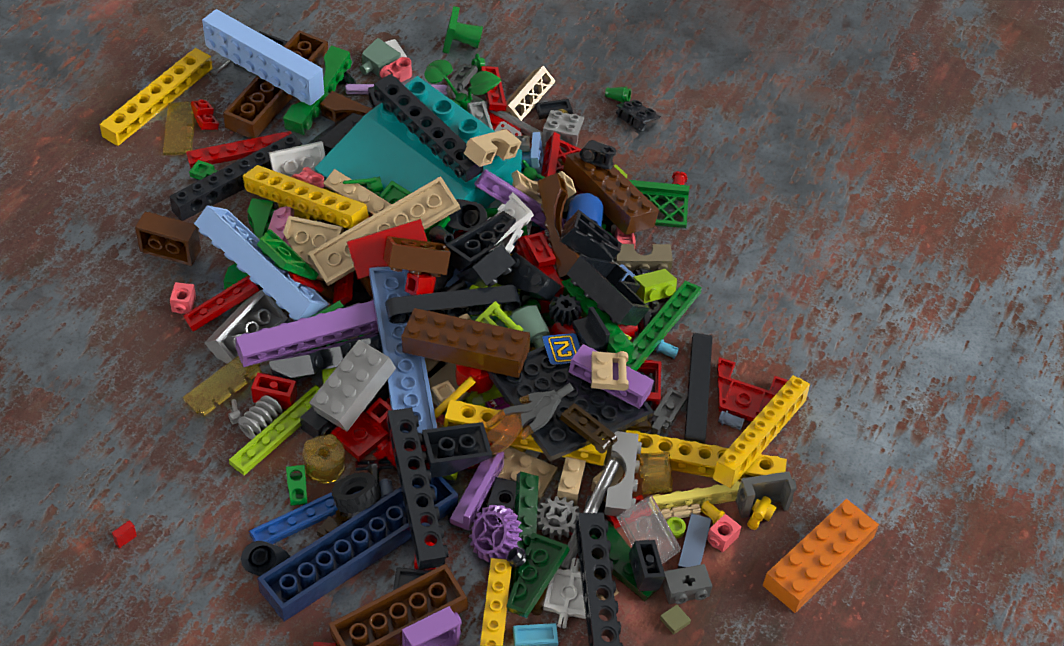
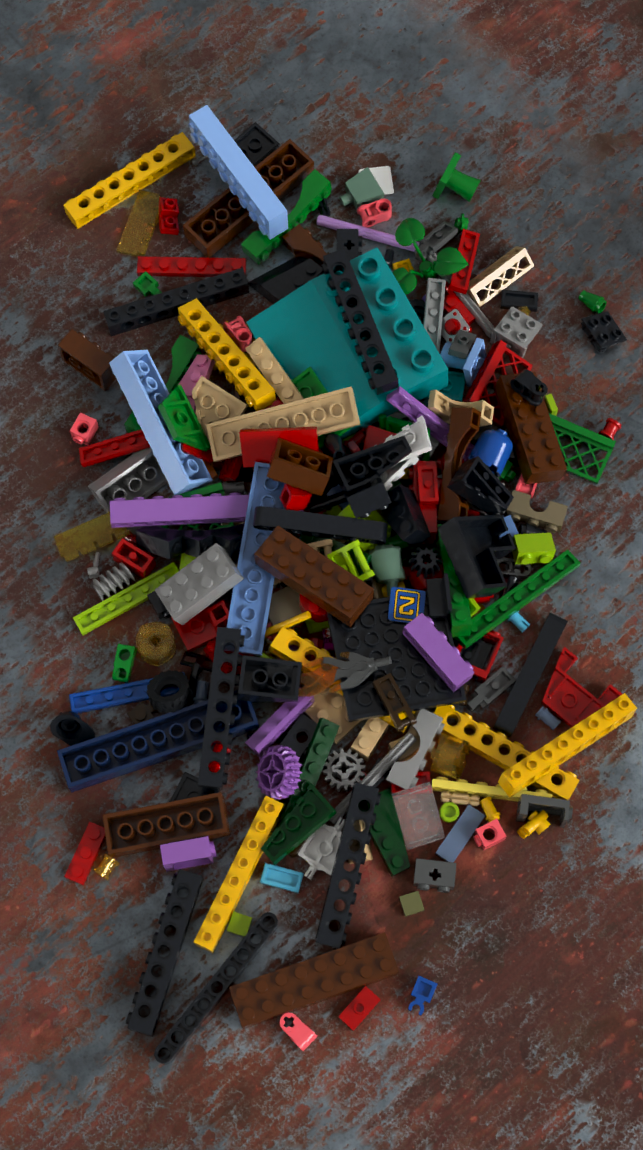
camera: 25 degrees right, 20 degrees up
(294, 159) = (234, 302): white plate -> none
(374, 184) = (292, 364): green plant -> none
(442, 391) = (282, 612): tan tile -> none
(468, 216) = (372, 428): black piece -> none
(485, 147) = (398, 371): tan arch -> none
(516, 557) = (286, 804): black plate -> none
(530, 172) = (457, 384): green plant -> none
(603, 370) = (428, 648): tan plate -> none
(646, 565) = (400, 850): black brick -> none
(820, 555) = (570, 886): orange brick -> none

